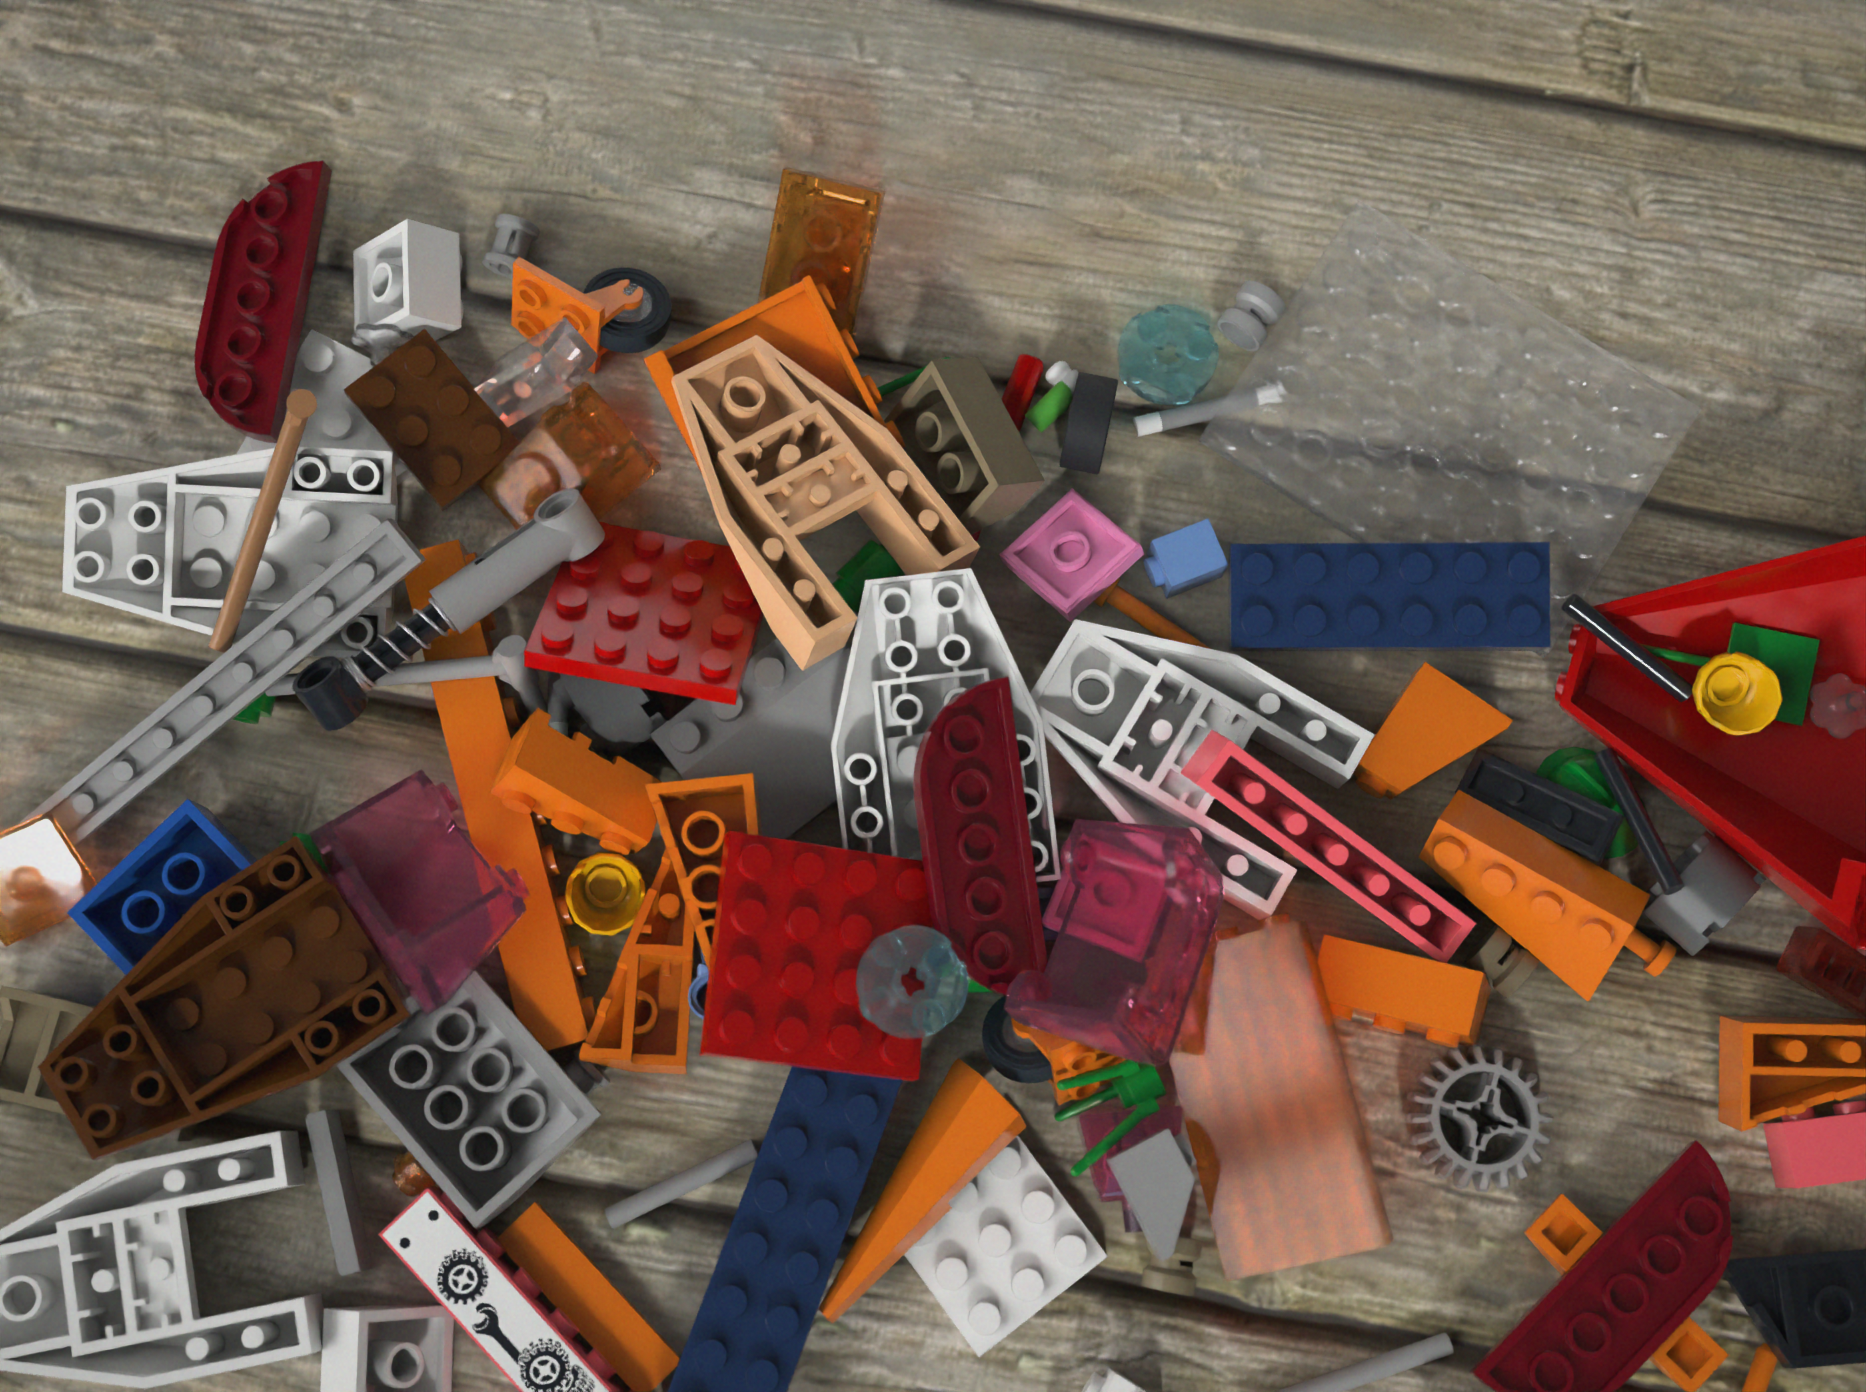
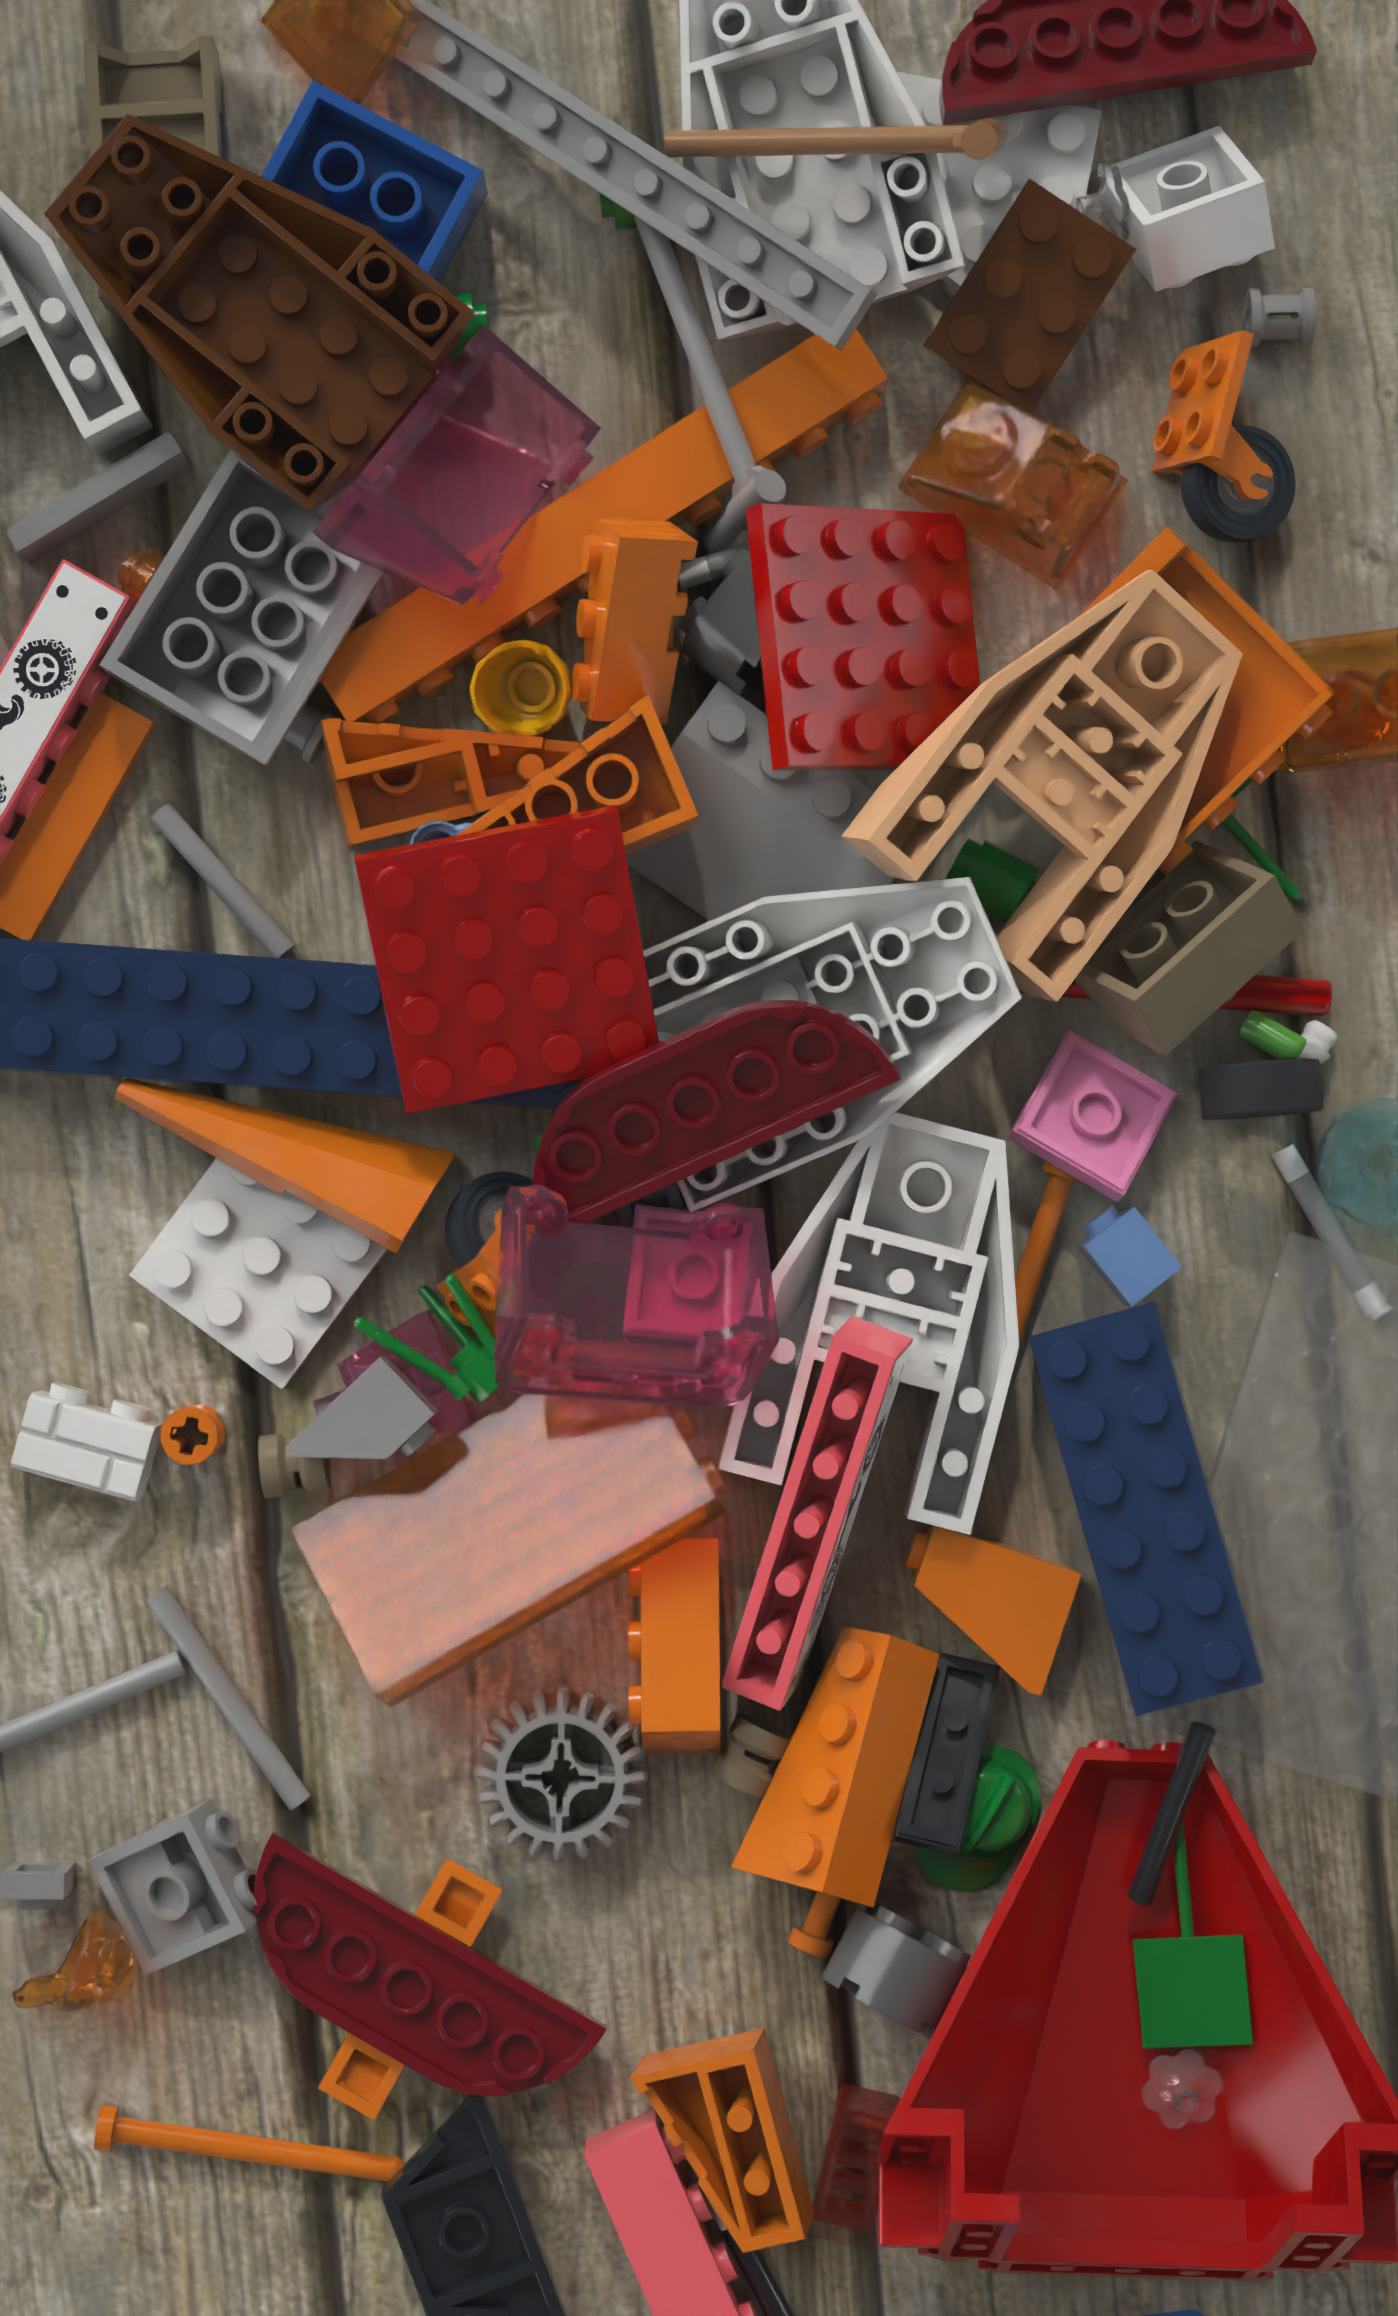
camera: 75 degrees right, 10 degrees up
(536, 372) = (1120, 403): clear brick -> none
(558, 533) = (927, 494): piece -> none
(884, 997) = (539, 1095): clear light blue plate -> none
(1128, 1359) = (178, 1446): none -> orange bush
(1639, 821) = (957, 1873): black bar -> none
(1737, 693) = (1150, 1956): yellow hair -> none

